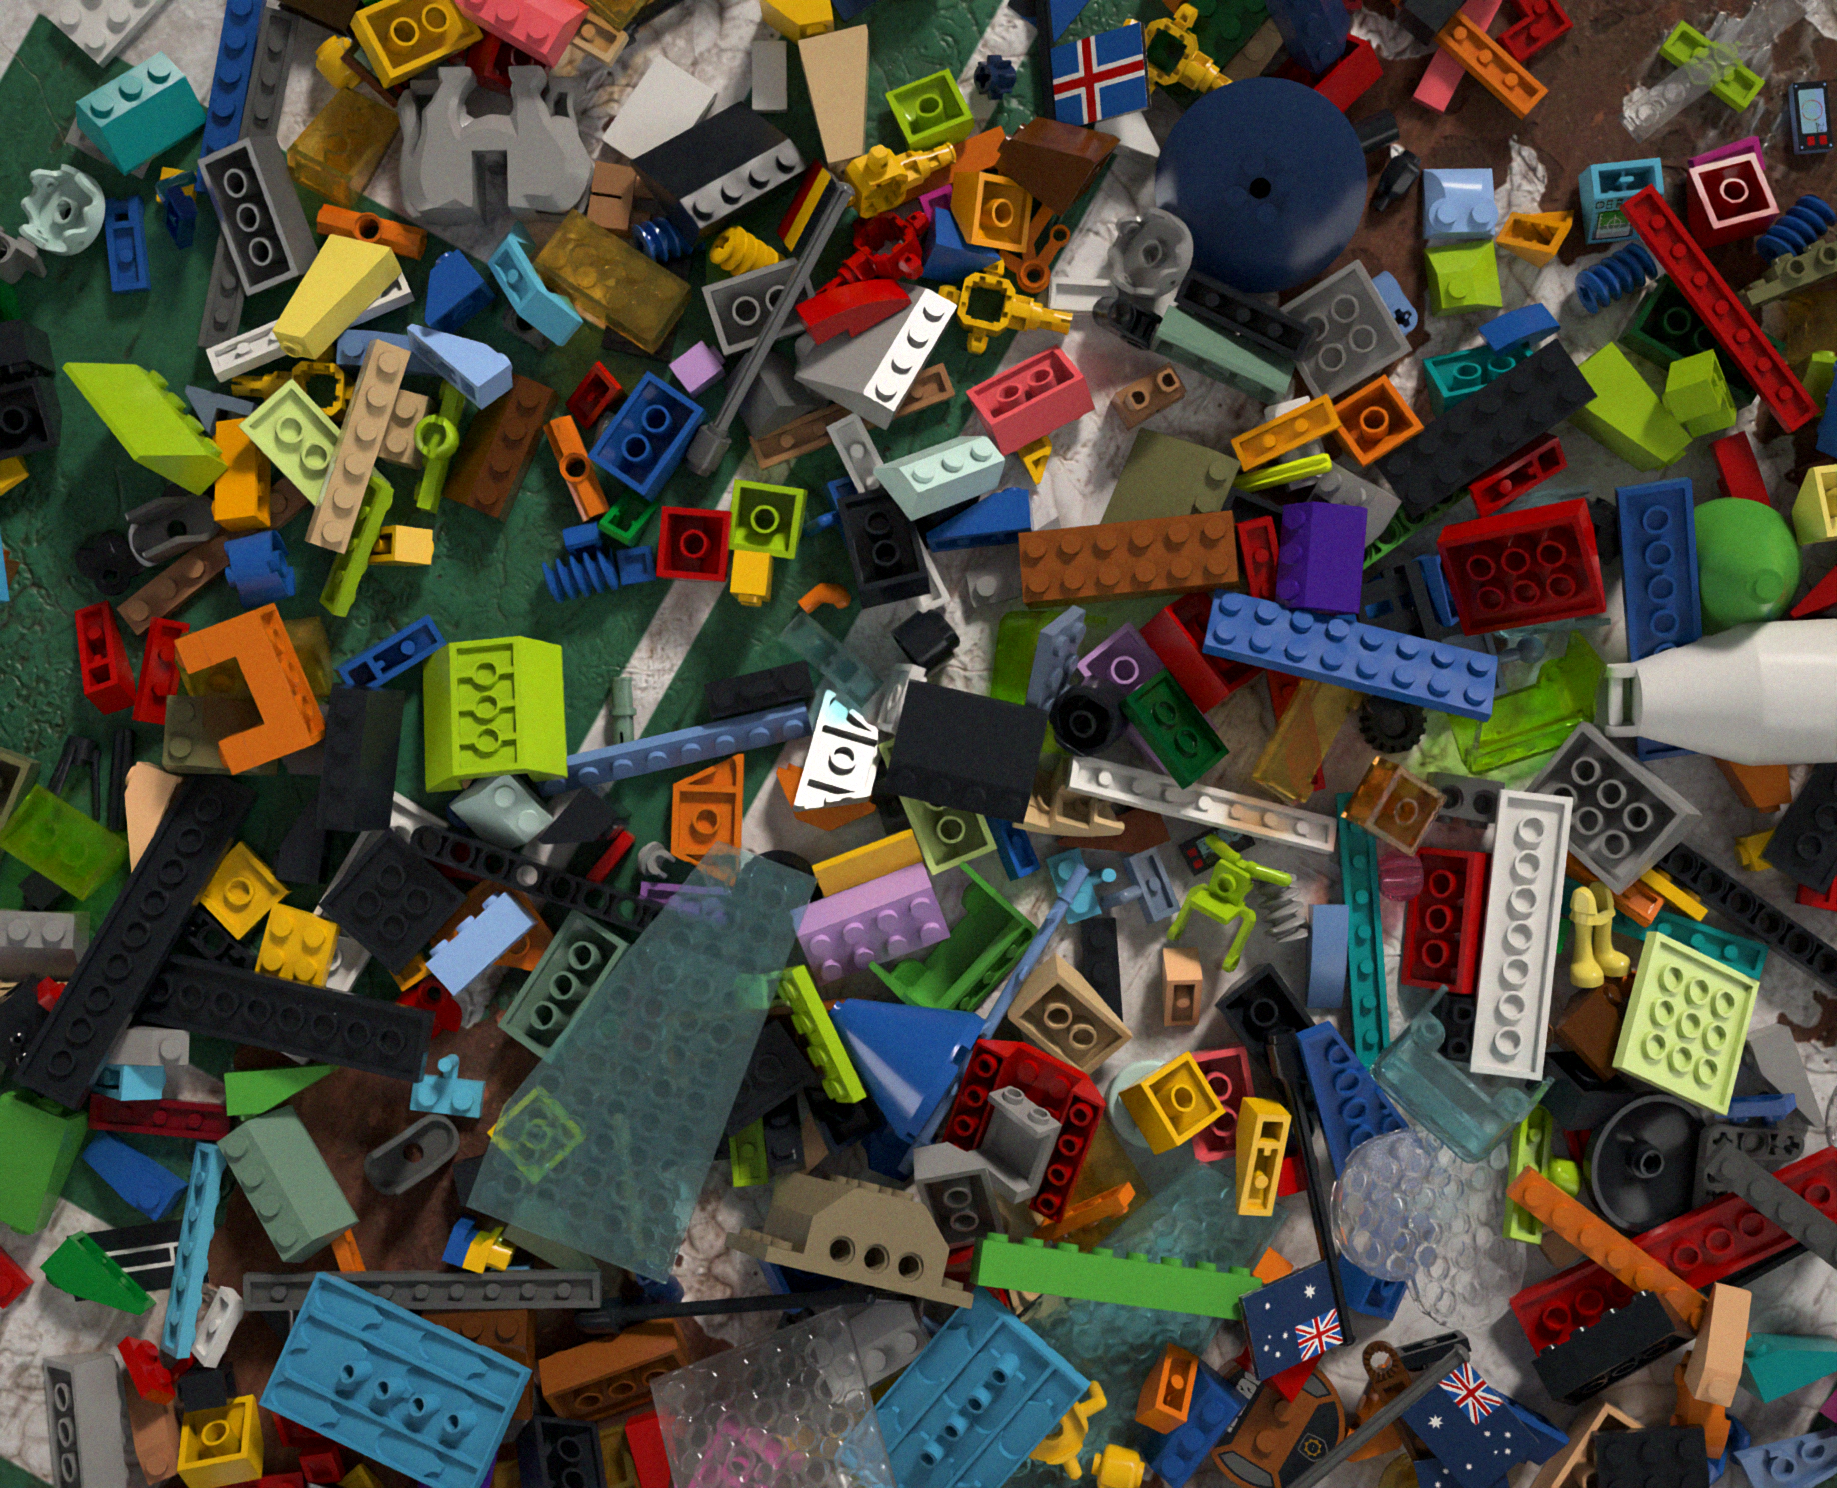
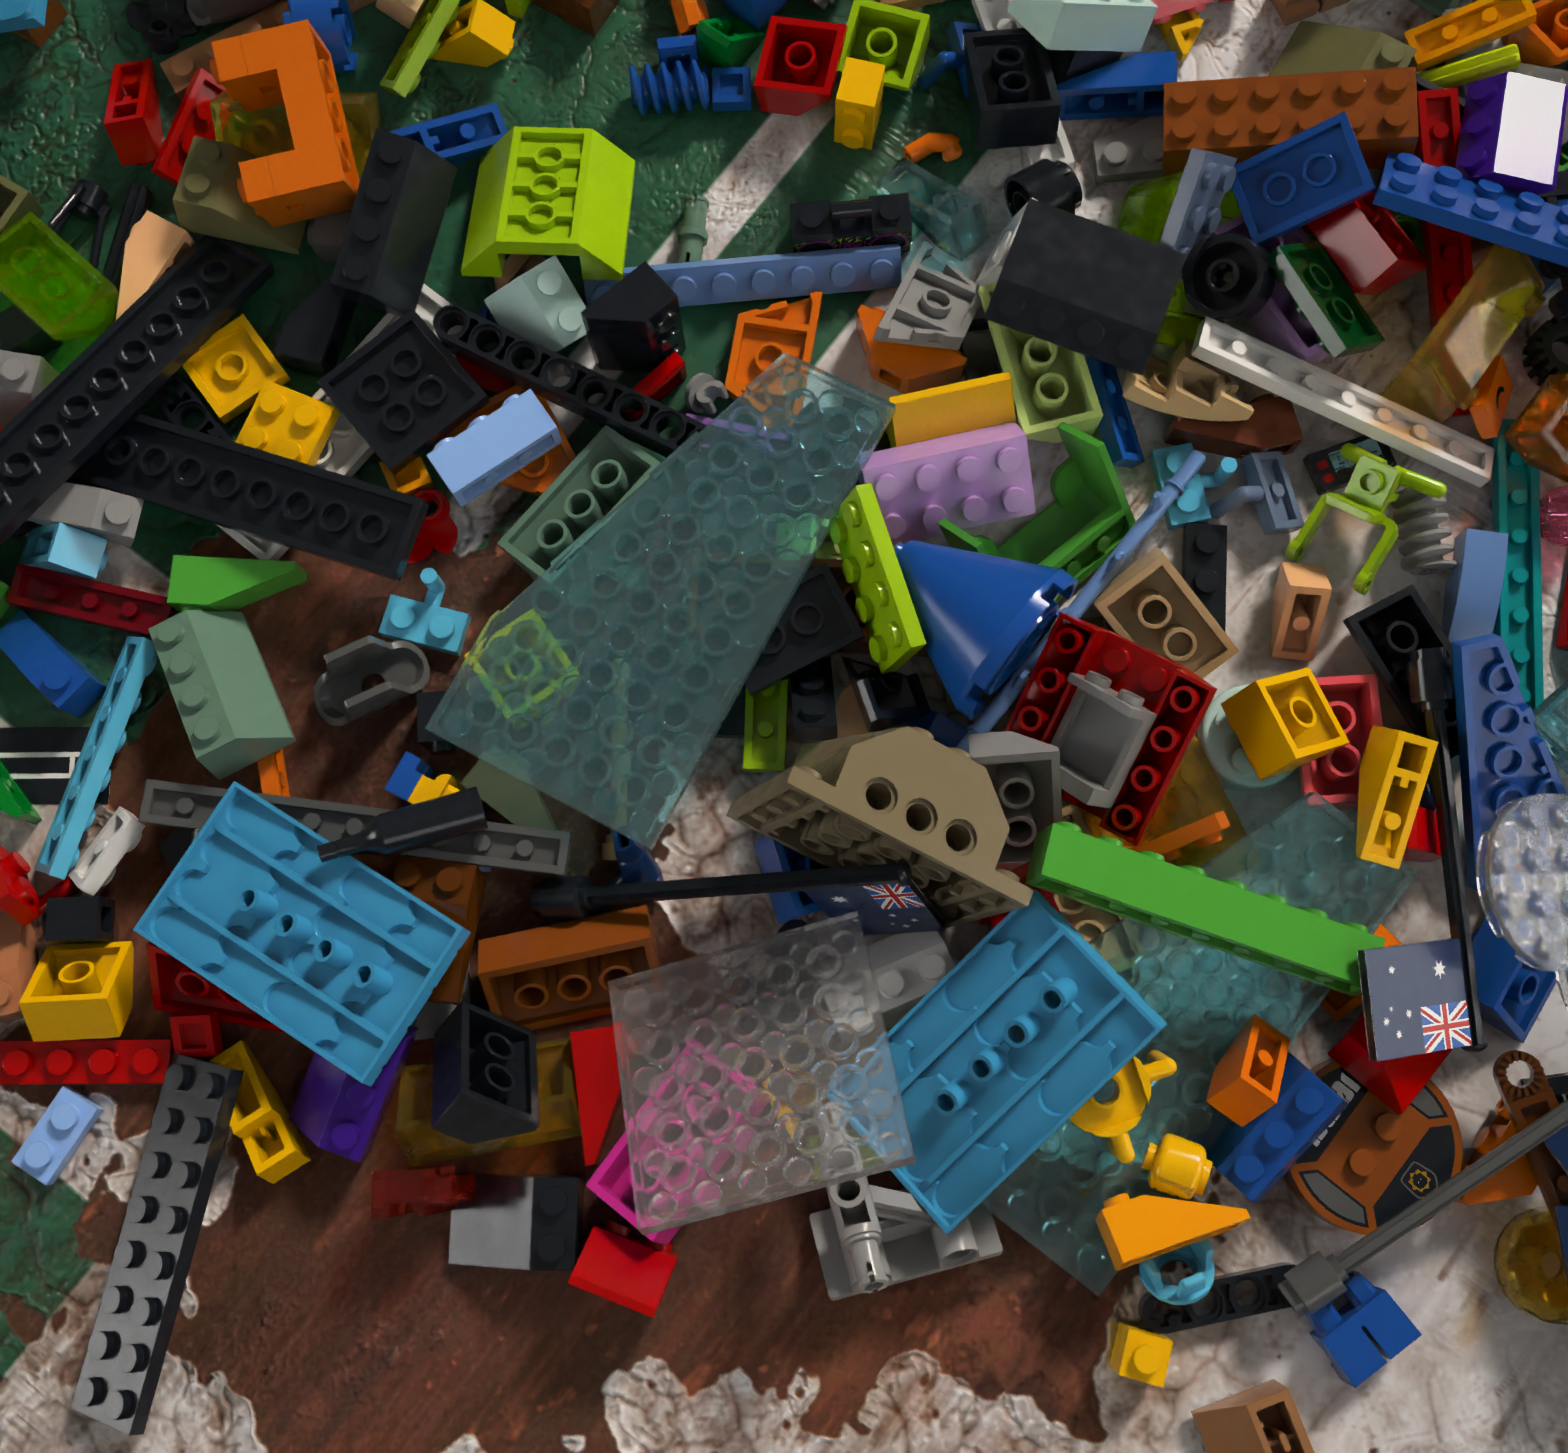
camera: 10 degrees right, 10 degrees down
(472, 1292) = (413, 826): none -> black piece
(1142, 627) = (1301, 179): none -> blue plate
(1330, 780) = (1492, 399): none -> orange tile

